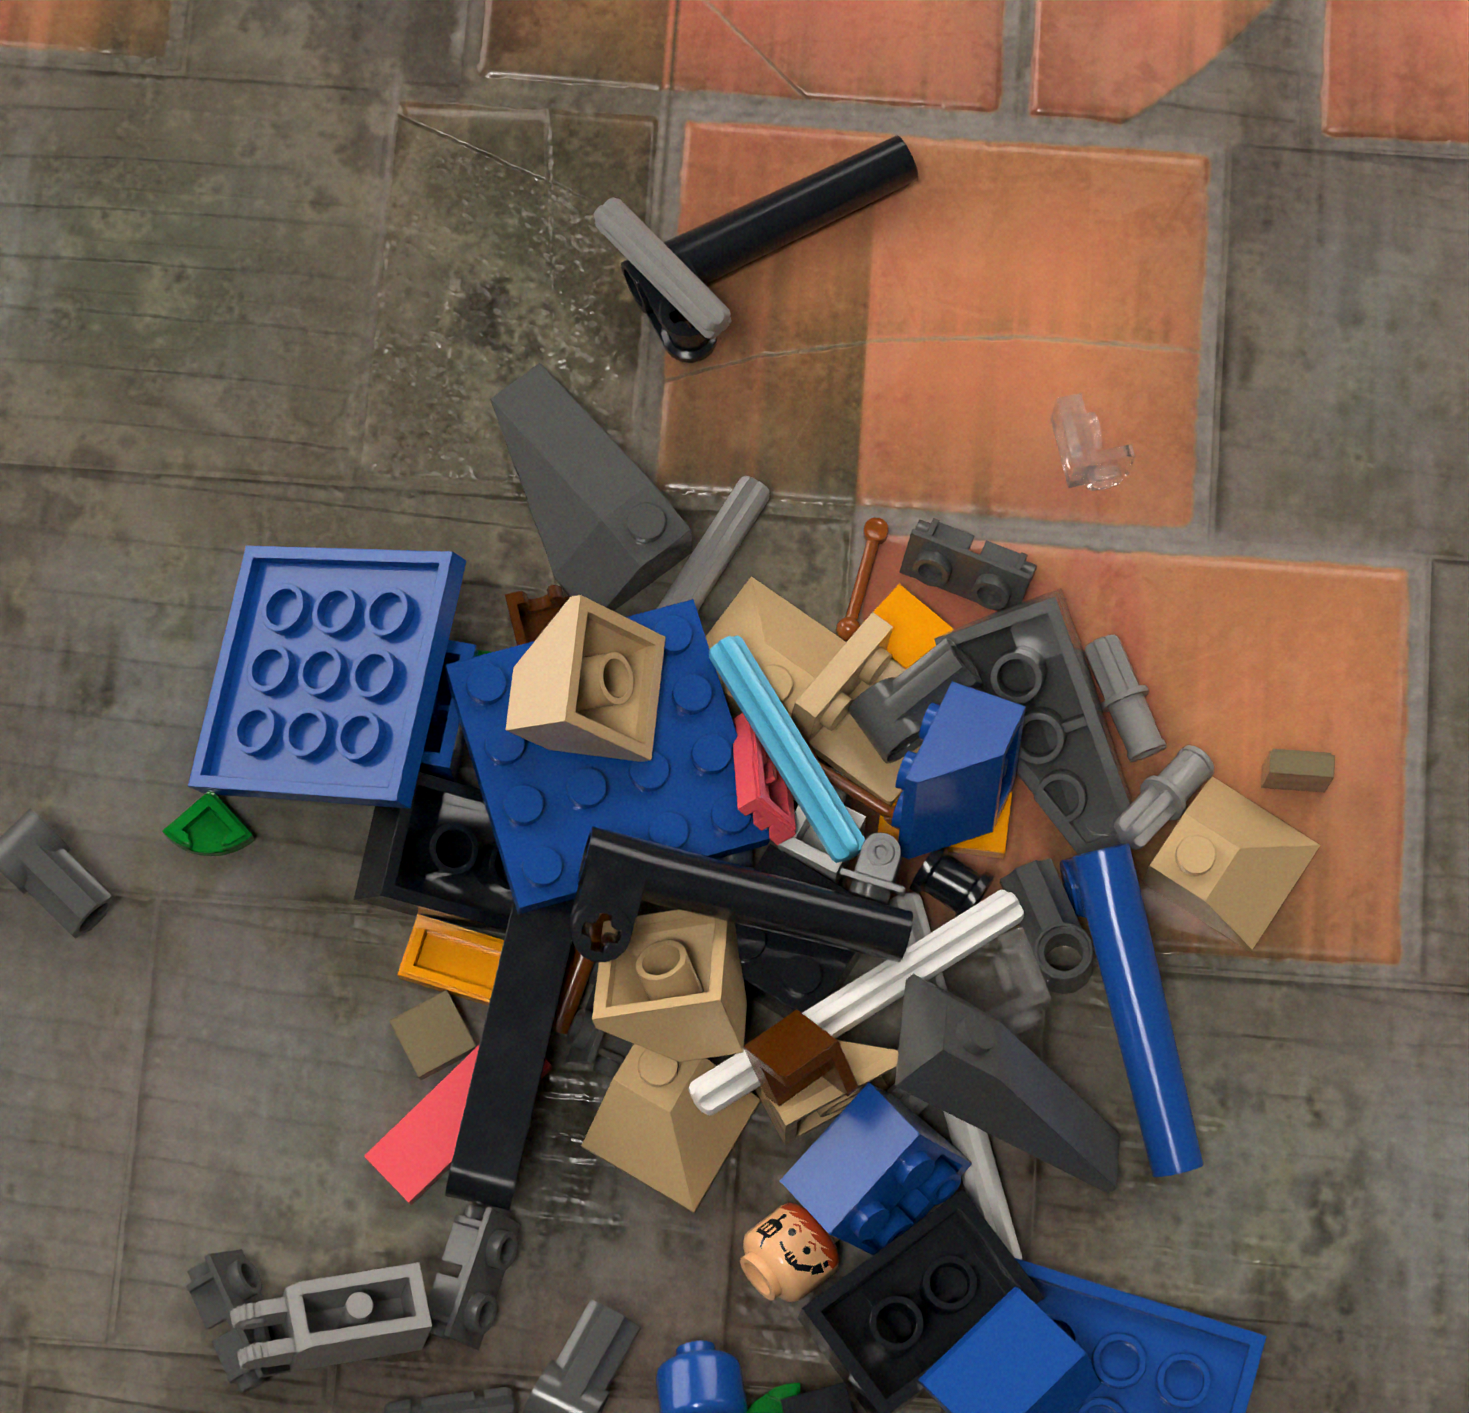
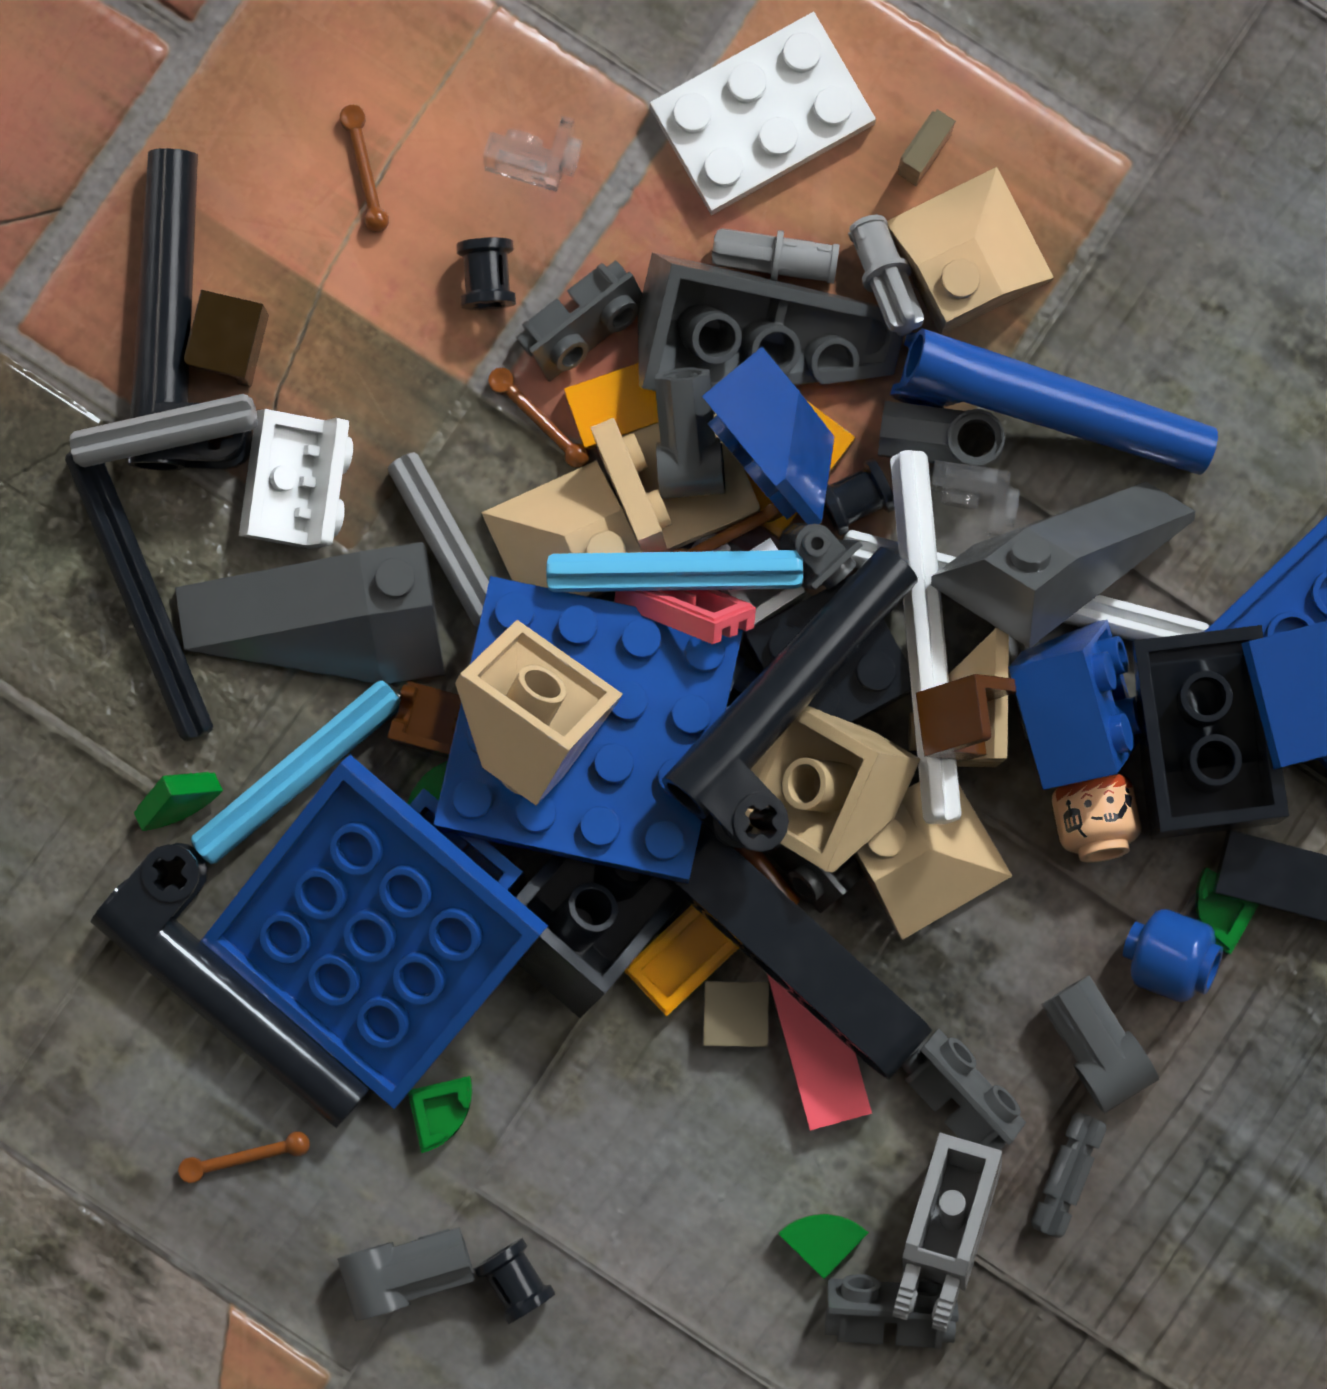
camera: 65 degrees left, 10 degrees up
(47, 652) = (194, 1169): none -> dark orange hinge
(91, 971) = (514, 1281): none -> black bush
(236, 489) = (144, 925): none -> black axle
(272, 1223) = (823, 1239): none -> green tile
(358, 461) = (176, 799): none -> green tile
(406, 533) = (296, 772): none -> medium azure axle
(512, 342) = (141, 599): none -> black axle
(686, 404) = (295, 479): none -> white bracket
(776, 283) = (227, 336): none -> dark brown panel
(959, 464) = (486, 273): none -> black bush
(1026, 288) = (353, 120): none -> dark orange hinge
(1242, 619) = (762, 113): none -> white plate

